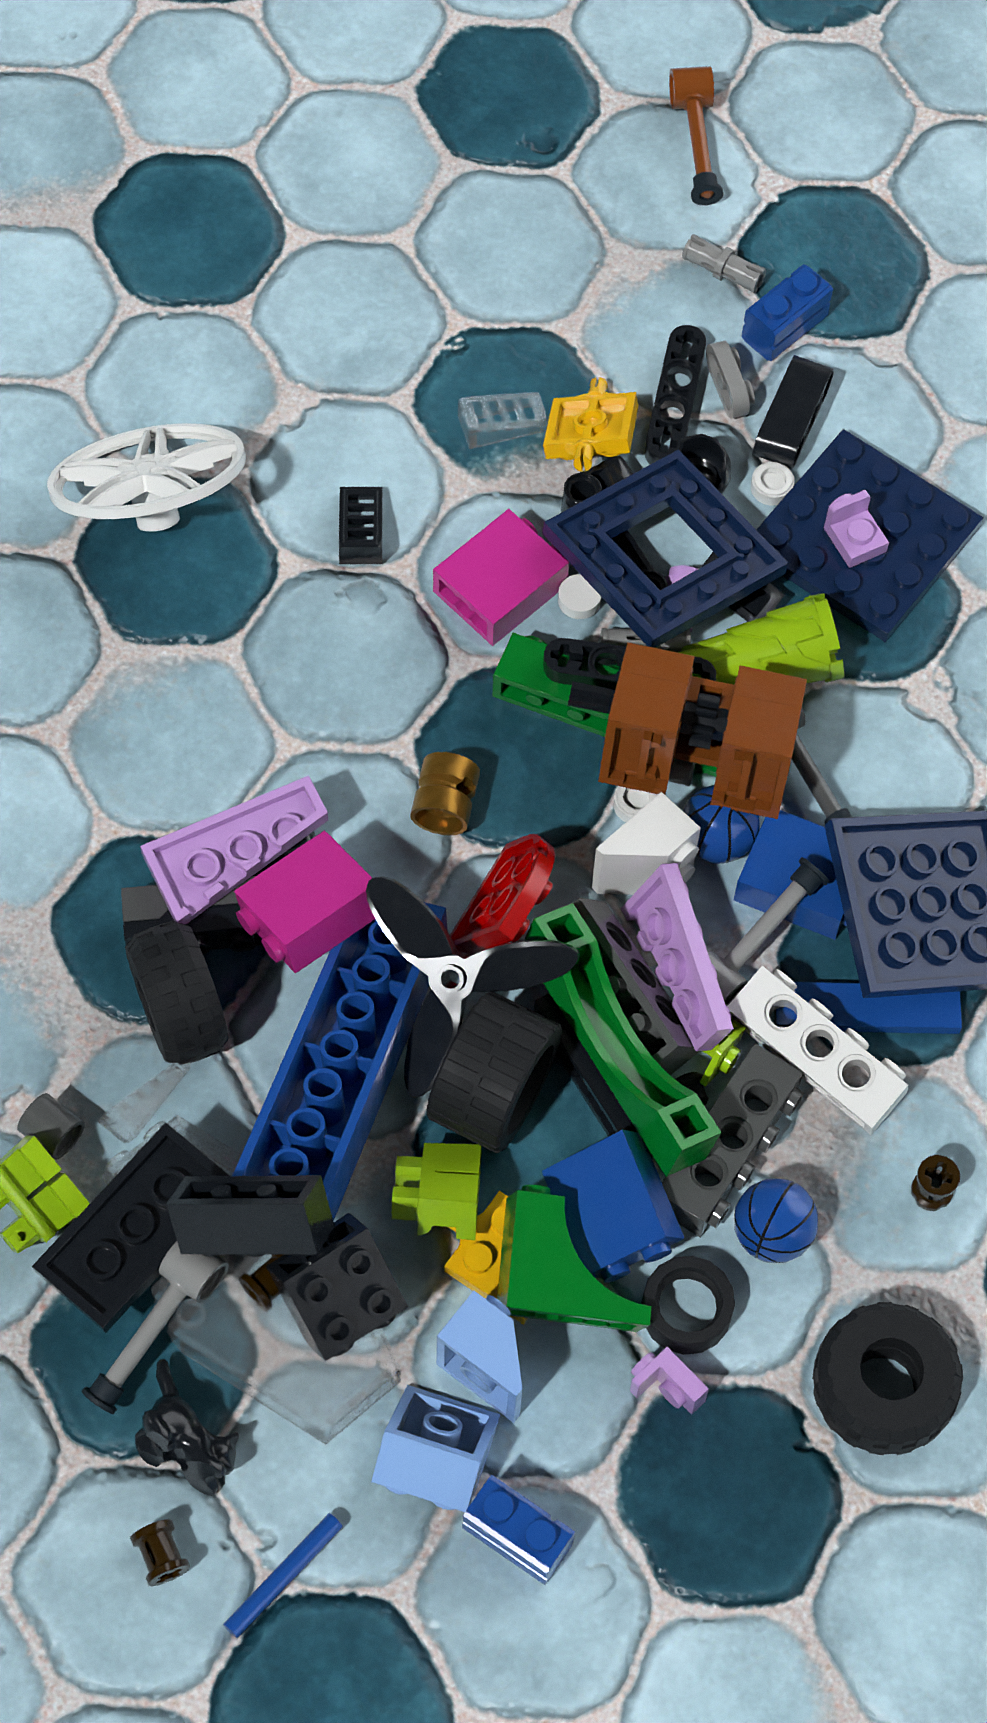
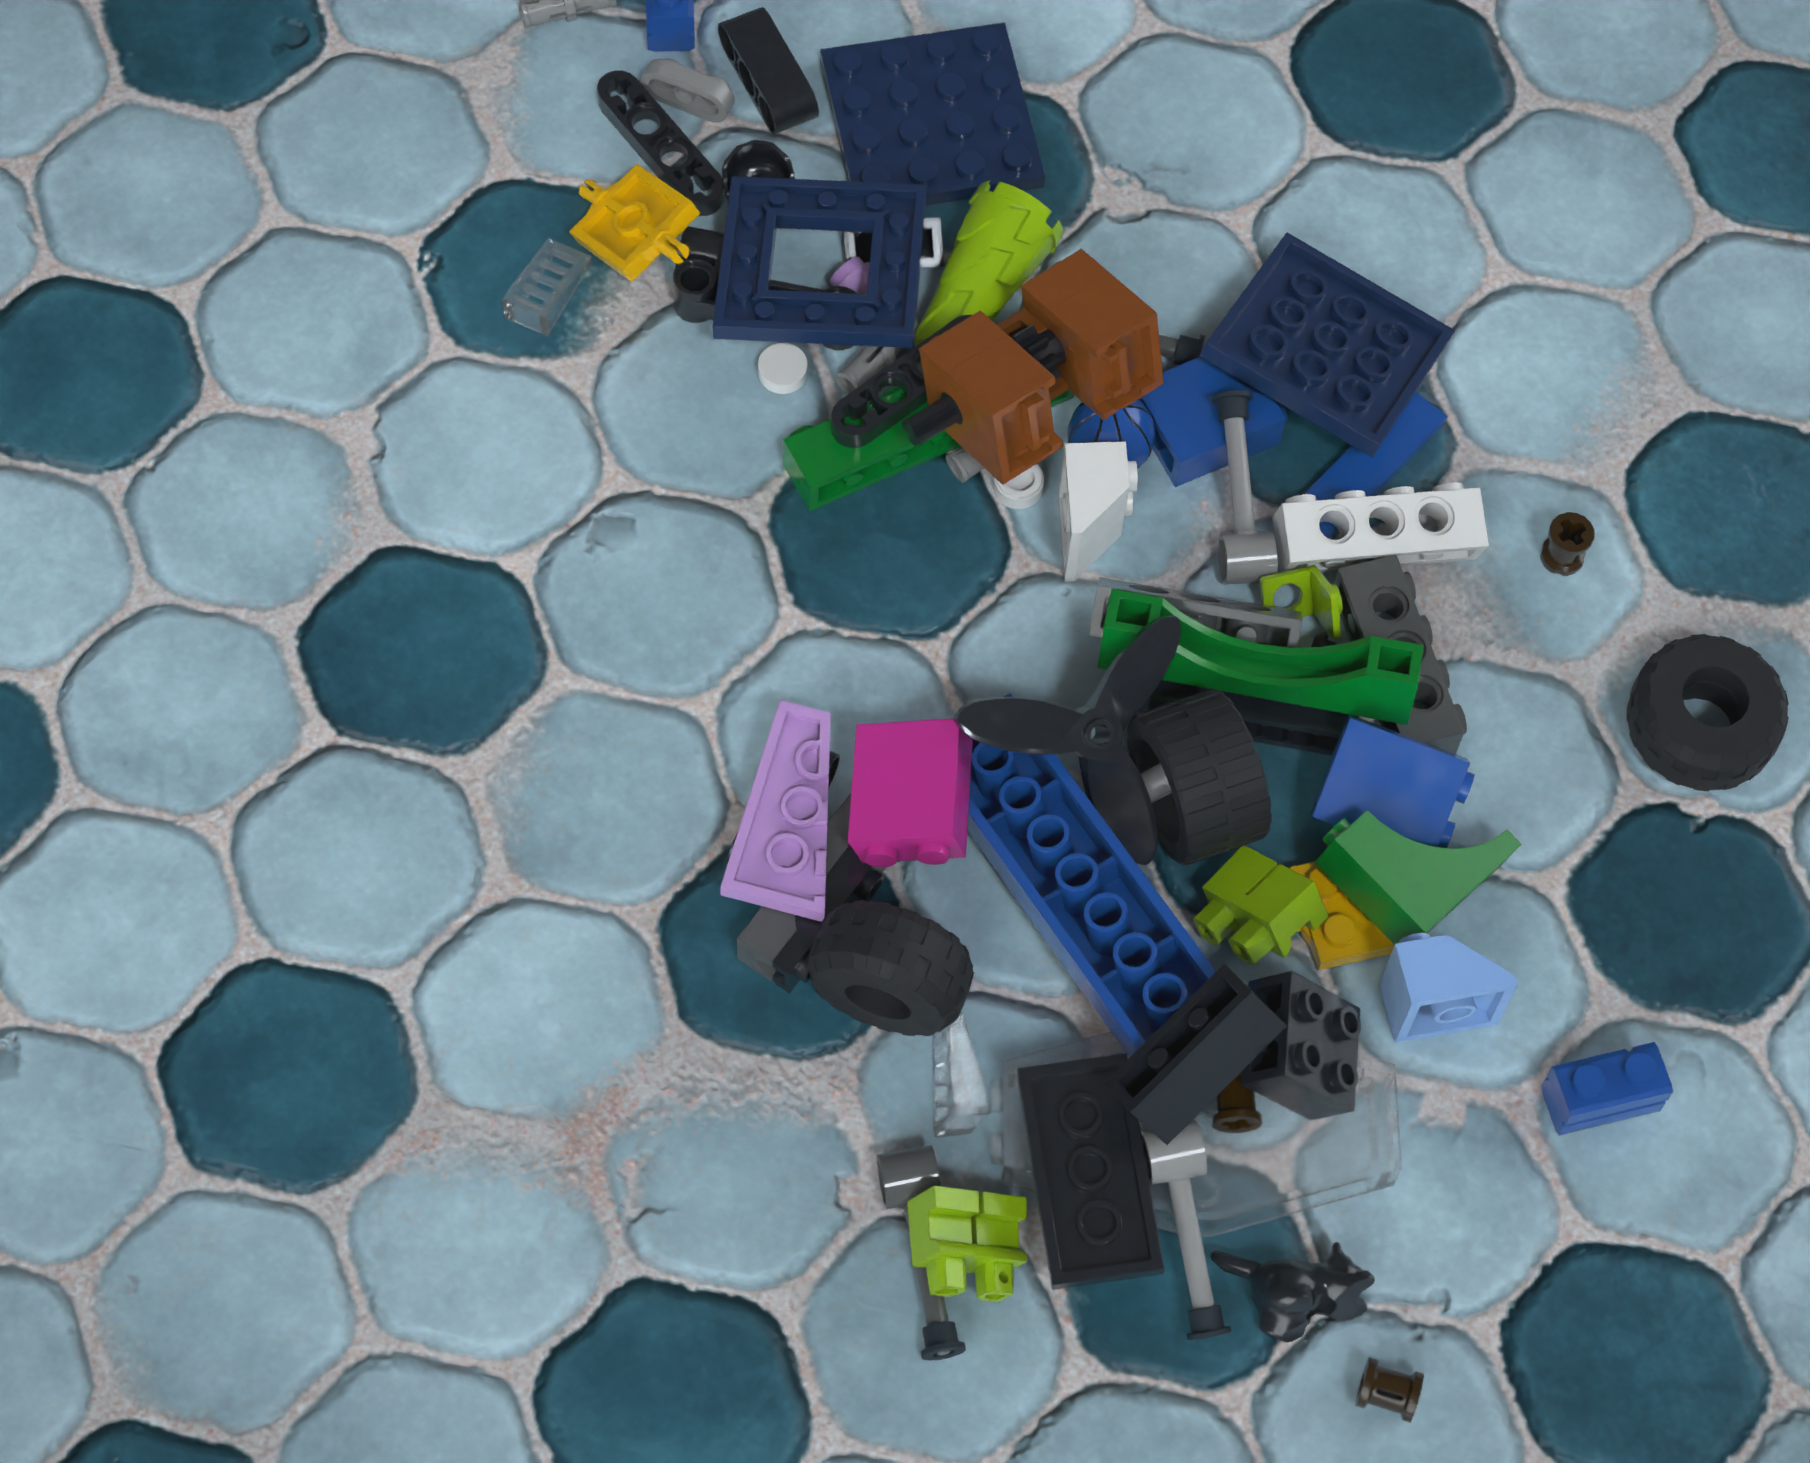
camera: 50 degrees left, 0 degrees up
(153, 481) = (336, 598): white wheel -> none
(282, 1575) = (1486, 1308): blue bar -> none
(360, 550) = (556, 505): black slope -> none
(435, 1449) = (1481, 1096): light blue slope -> none
(445, 793) = (877, 610): pearl gold wheel -> none
(500, 576) = (709, 409): dark pink brick -> none
(506, 896) = (1039, 635): red plate -> none
(677, 943) = (1197, 550): lavender wing -> none
(677, 1381) = (1571, 866): lavender bracket -> none
(698, 1270) = (1522, 773): black tyre -> none
(771, 483) = (816, 142): white tile -> none
(776, 1220) = (1506, 680): blue piece -> none
(854, 529) = (934, 117): lavender bracket -> none

